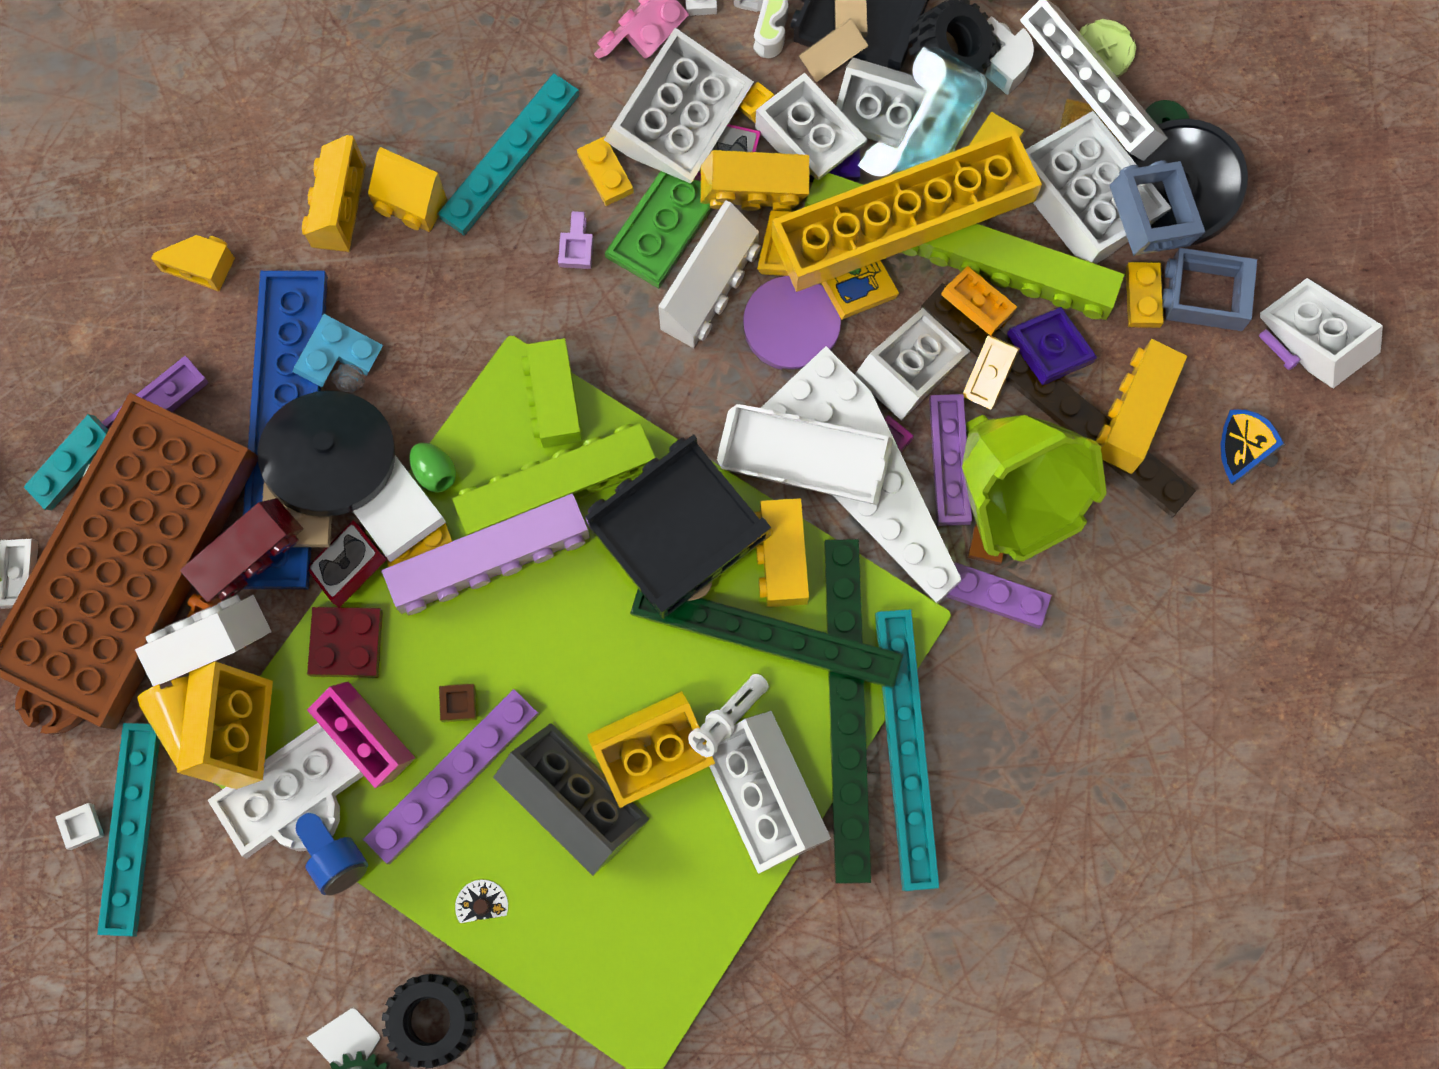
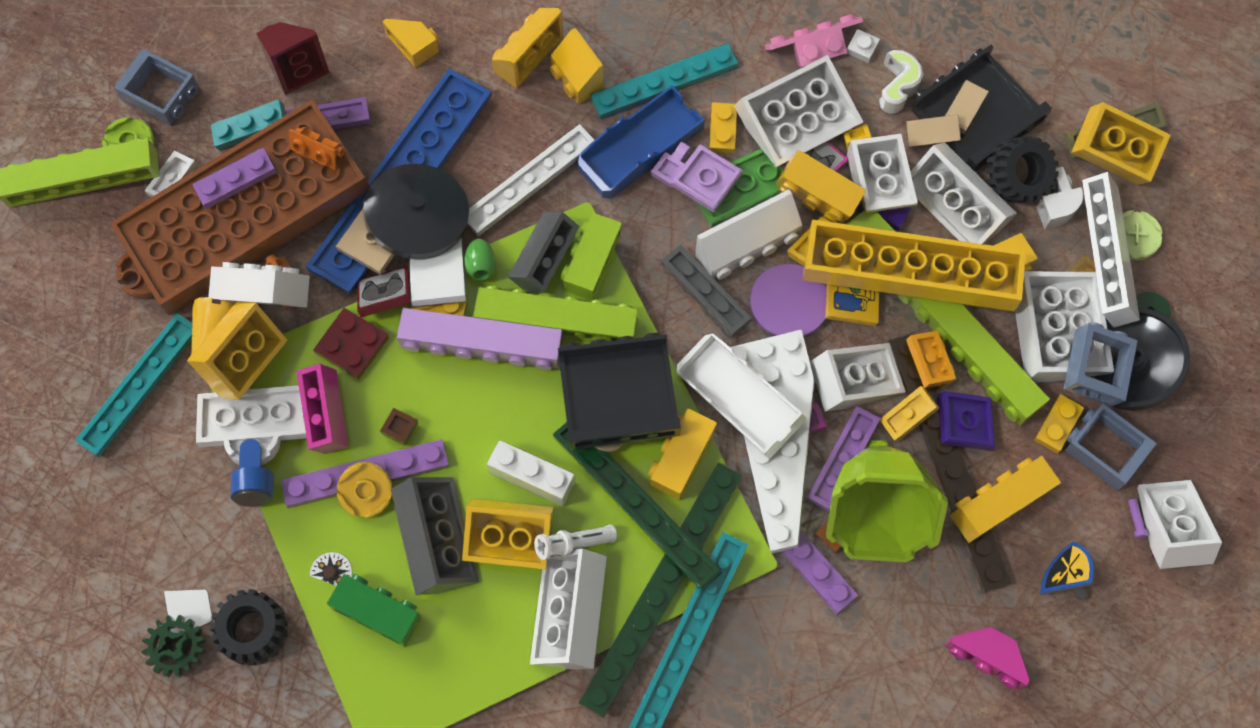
camera: 30 degrees right, 5 degrees down
(72, 354) = (293, 55): none -> dark red slope
(79, 826) = (108, 364): white plate -> none
(96, 533) = (234, 178): none -> medium lavender plate
(156, 446) = (307, 143): none -> orange hinge
(243, 550) = (320, 242): dark red brick -> none
(333, 343) = (465, 141): medium azure plate -> none
(348, 378) = (462, 170): clear plate -> none
(429, 346) = (528, 180): none -> white plate
(463, 794) = (364, 489): none -> yellow tile
(498, 418) = (543, 251): none -> dark grey brick
(524, 238) = (638, 143): none -> blue piece
(556, 916) = (374, 609): none -> green brick
(624, 236) = (706, 178): none -> lavender plate
(634, 669) = (531, 473): none -> white brick
(697, 361) = (706, 291): none -> dark grey plate
(941, 119) = (979, 213): clear light blue windscreen -> none
(1221, 575) = (992, 654): none -> dark pink slope

